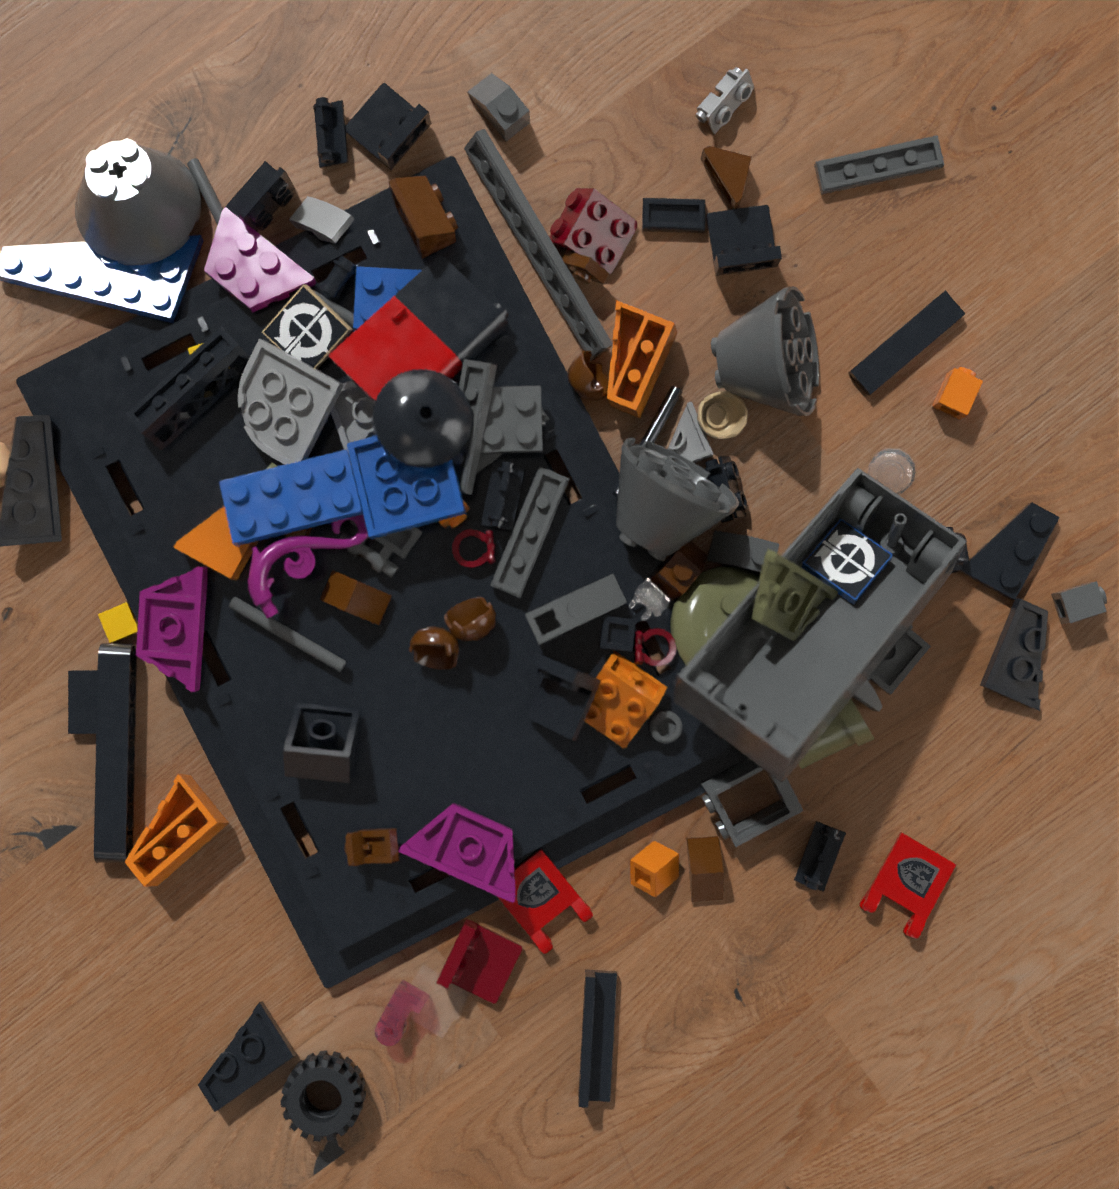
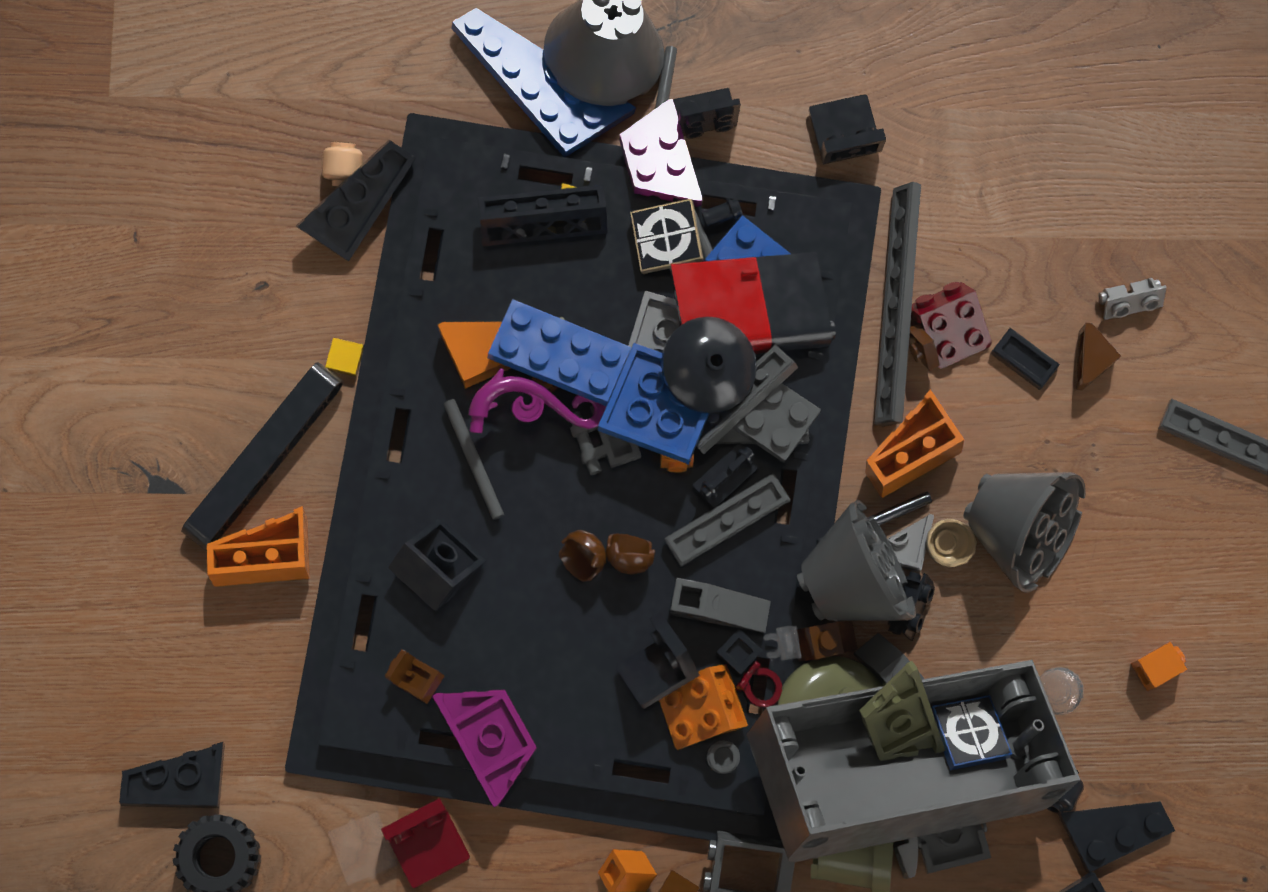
camera: 30 degrees right, 10 degrees down
(82, 701) = (268, 397): black tile -> none
(173, 626) = (388, 387): magenta wing -> none
(284, 402) = (608, 277): light grey plate -> none
(322, 219) = (740, 161): light grey slope -> none
(330, 132) = (796, 102): black hinge -> none
(355, 597) = (550, 469): reddish brown slope -> none
(394, 1018) = (317, 839): clear pink leg -> none
(423, 214) = (824, 212): reddish brown slope -> none
(488, 556) = (679, 514): dark red piece -> none
(500, 106) = (946, 177): dark grey slope -> none
(541, 897) = (516, 826): red flag -> none
(587, 378) = (861, 434): reddish brown hair -> none
(742, 240) = (1067, 417): black bracket -> none
(907, 343) = (1145, 596): black tile -> none

